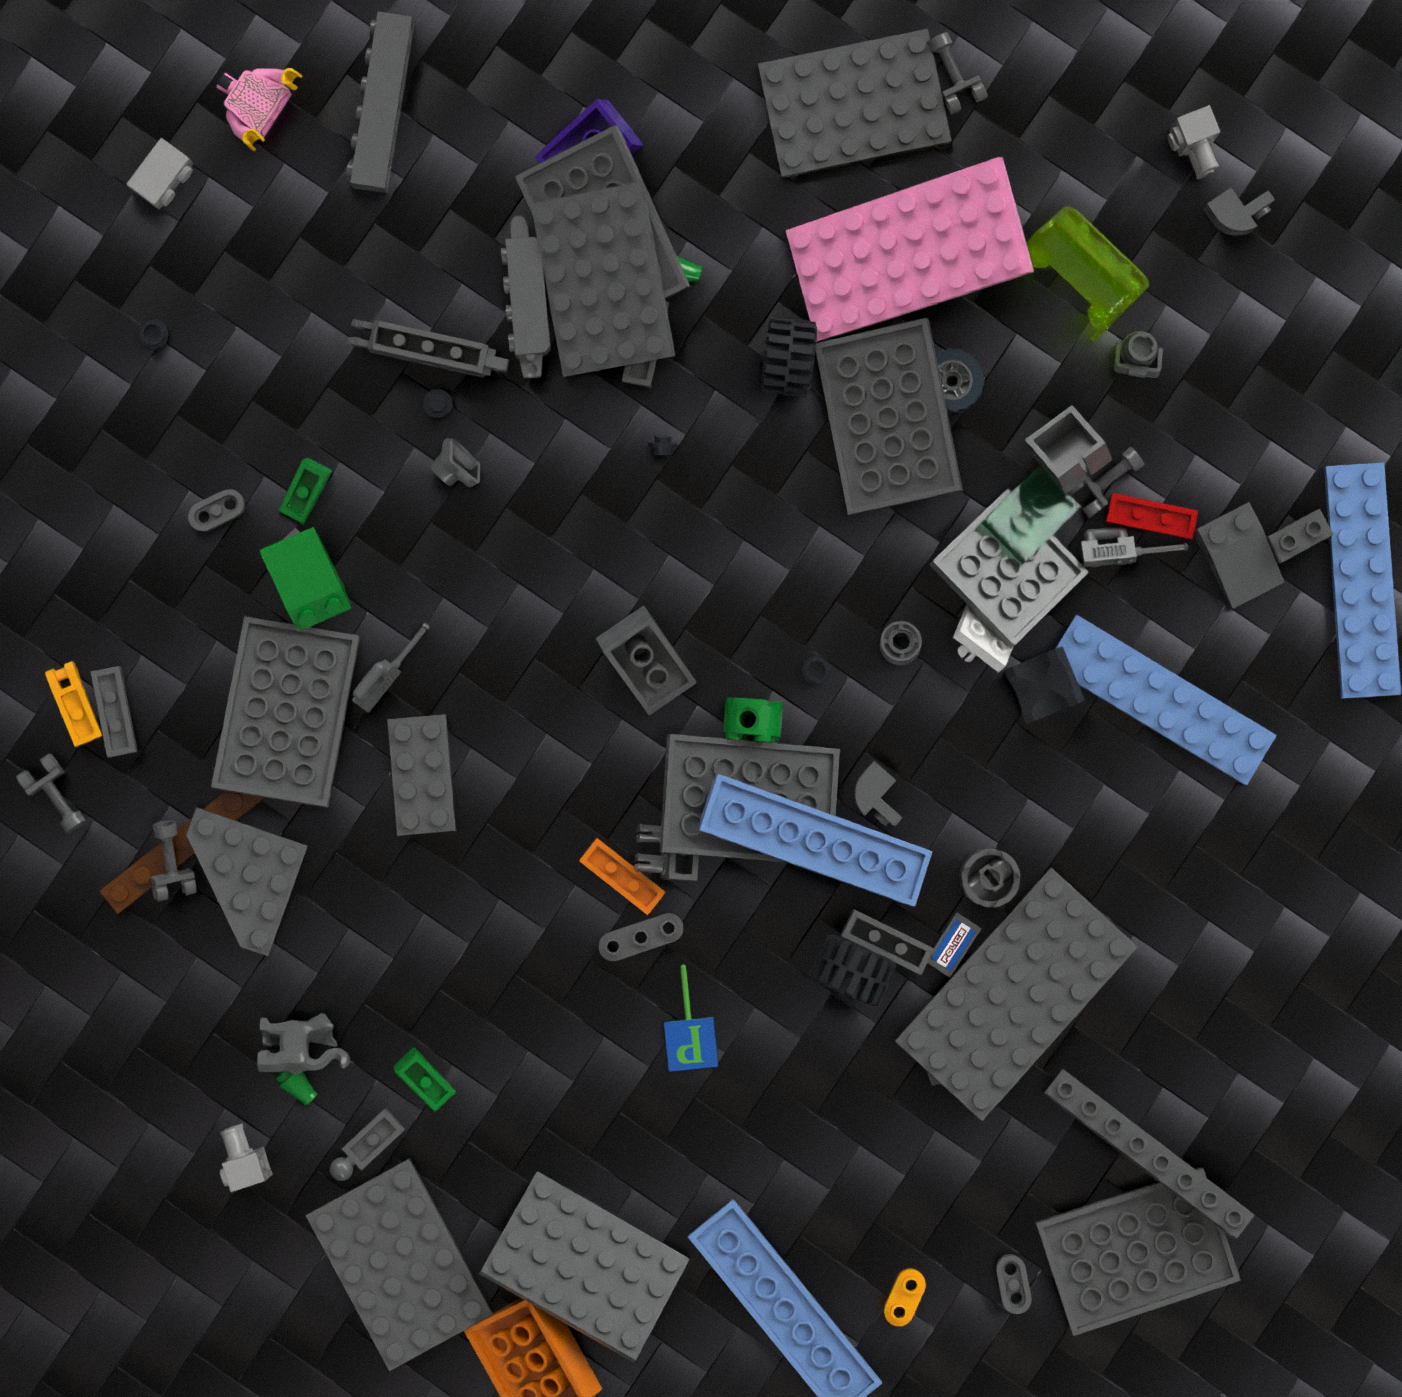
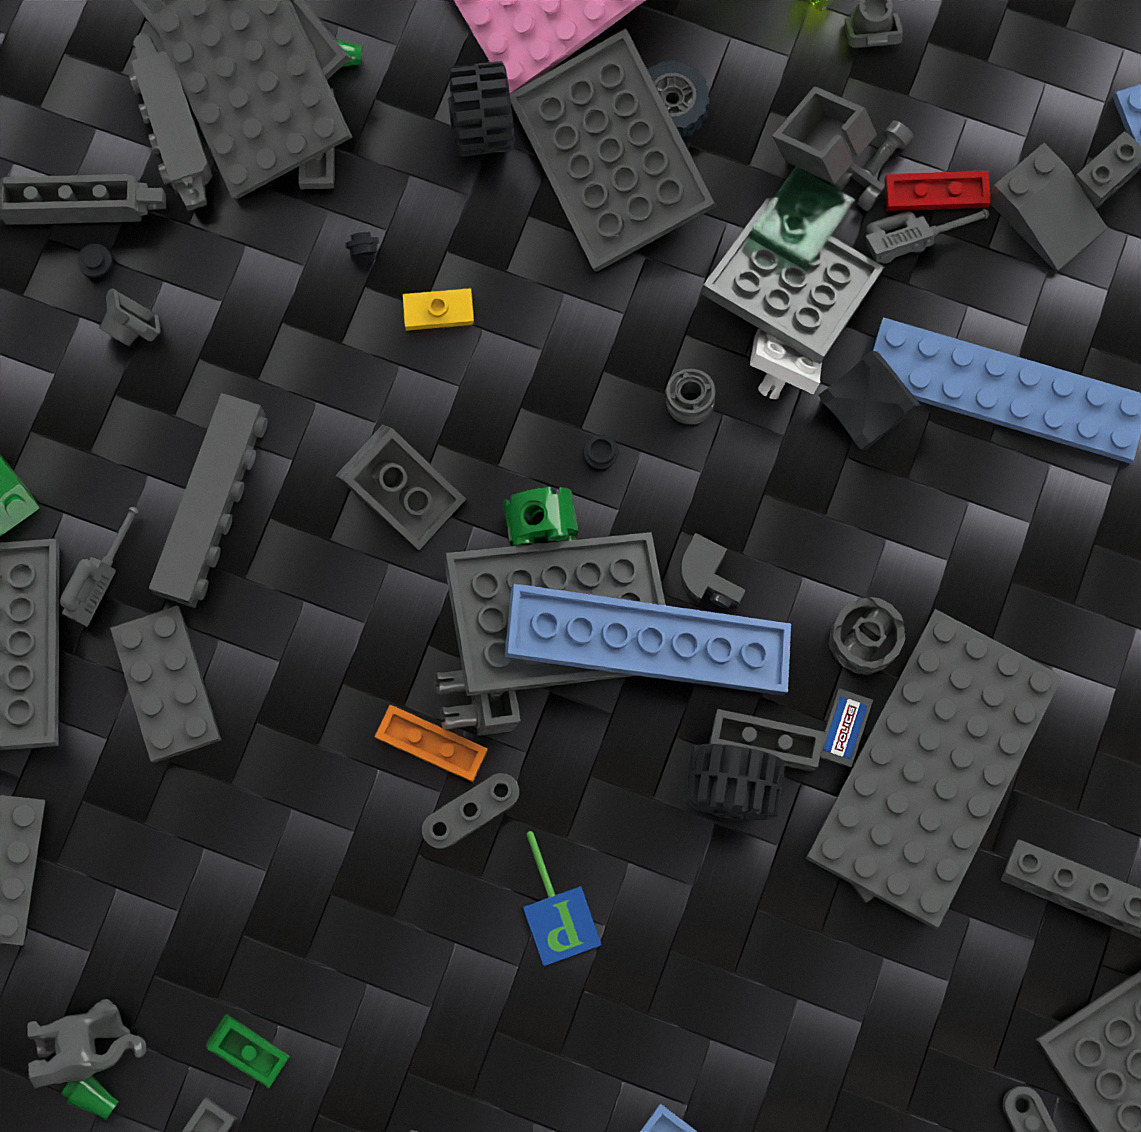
camera: 15 degrees left, 10 degrees down
(488, 634) = (208, 501): none -> dark grey brick
(712, 515) = (438, 309): none -> yellow plate

